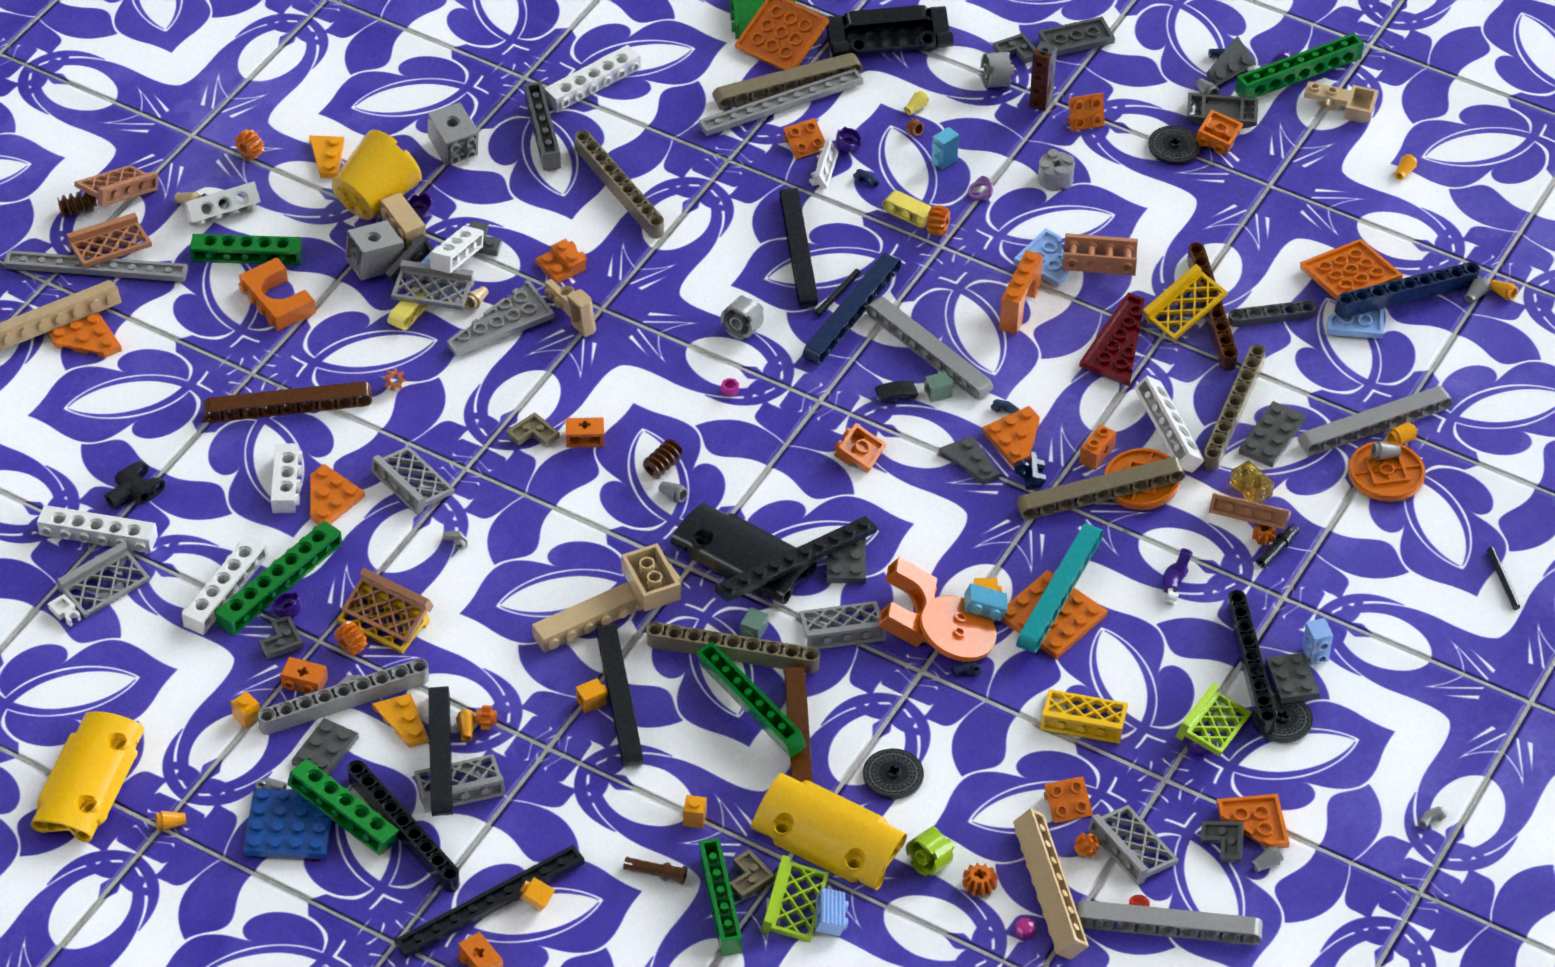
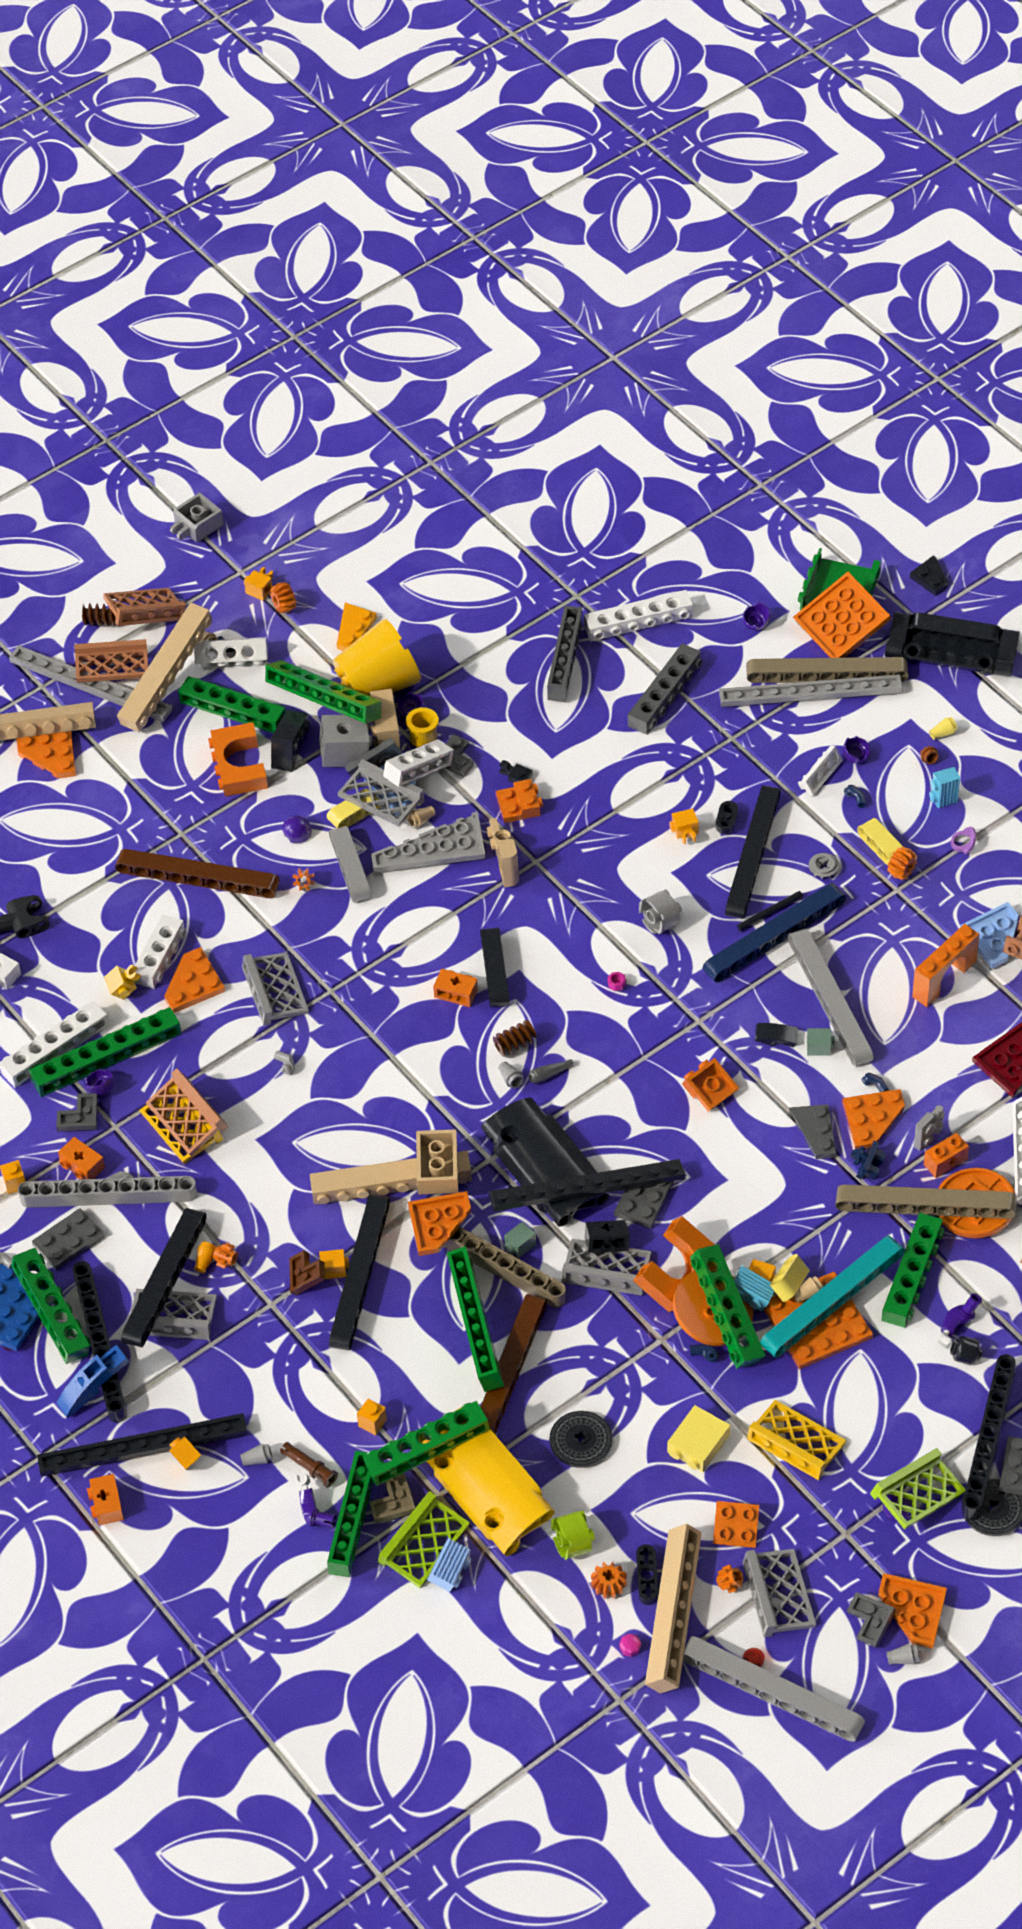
camera: 25 degrees right, 5 degrees up
(129, 97) = (196, 518): none -> light grey hinge
(169, 230) = (164, 667): none -> tan brick
(217, 140) = (259, 584): none -> light orange brick
(264, 513) = (121, 981): none -> yellow brick
(318, 265) = (288, 740): none -> black wedge
(335, 211) = (323, 691): none -> green brick
(350, 638) = (138, 1134): orange gear -> none
(363, 339) = (297, 829): none -> dark purple hair
(403, 718) = (152, 1230): light orange wing -> none
(414, 858) = (88, 1379): none -> blue slope
(430, 355) = (350, 864): none -> light grey beam
(441, 220) = (422, 726): none -> yellow piece
(453, 134) = (474, 639): light grey brick -> none
(534, 427) = (409, 967): dark tan plate -> none
(546, 239) = (515, 773): none -> black plate
(569, 712) = (303, 1274): none -> reddish brown plate
(604, 876) = (258, 1455): none -> light grey cone
(612, 405) = (494, 967): none -> black beam
(619, 184) = (611, 735): dark tan beam -> none
(648, 133) = (664, 689): none -> dark grey brick
(673, 627) = (437, 1220): none -> orange plate
(677, 906) = (309, 1507): none -> dark purple arm
(702, 52) = (756, 616): none -> dark purple hair
(702, 481) = (546, 1072): none -> dark grey piece
(726, 241) = (685, 825): none -> light orange brick
(759, 225) = (726, 821): none -> black plate
(762, 821) = (421, 1453): none -> green brick
(804, 138) = (814, 736): orange hinge -> none
(832, 598) = (607, 1236): none -> black brick
(863, 237) = (821, 860): none -> light grey gear
(973, 621) = (729, 1296): none -> green brick
(999, 740) = (698, 1439): none -> light yellow brick
(1010, 874) = (650, 1566): none -> black beam
(1015, 583) = (789, 1277): none -> light yellow beam
(1035, 589) = (808, 1289): none -> tan cone
(1073, 427) = (928, 1125): none -> light grey plate
(1115, 548) = (898, 1313): none -> green brick
(1195, 599) = (965, 1350): none -> black head

